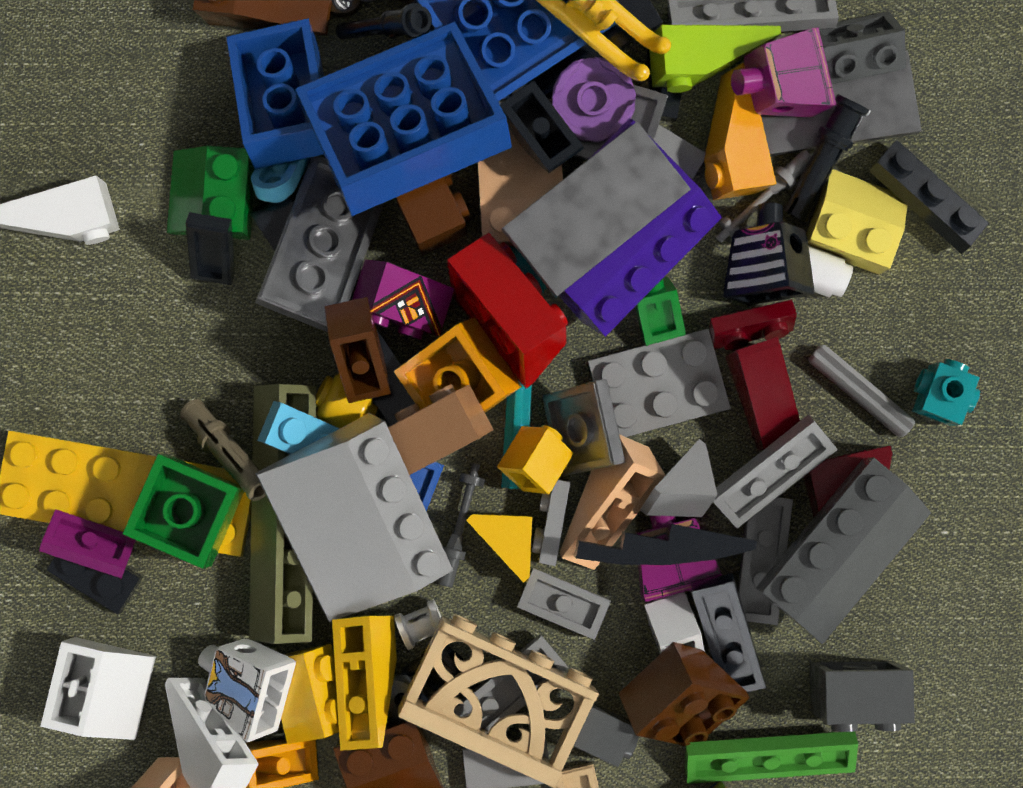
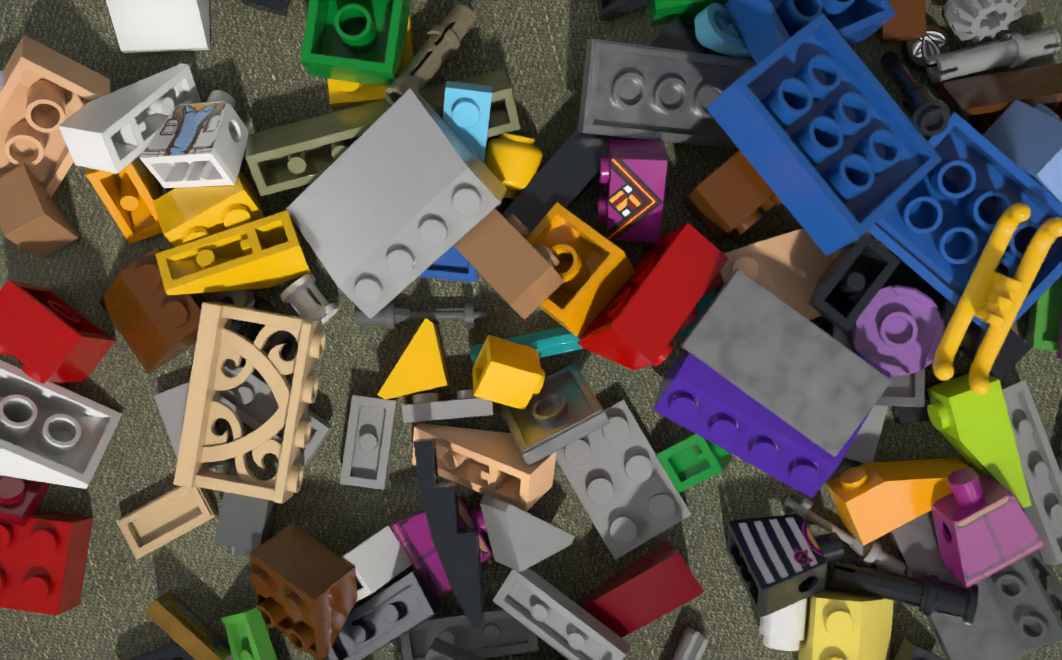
camera: 80 degrees right, 0 degrees up
(357, 350) = (567, 154): reddish brown brick -> none
(739, 328) = (702, 549): dark red plate -> none

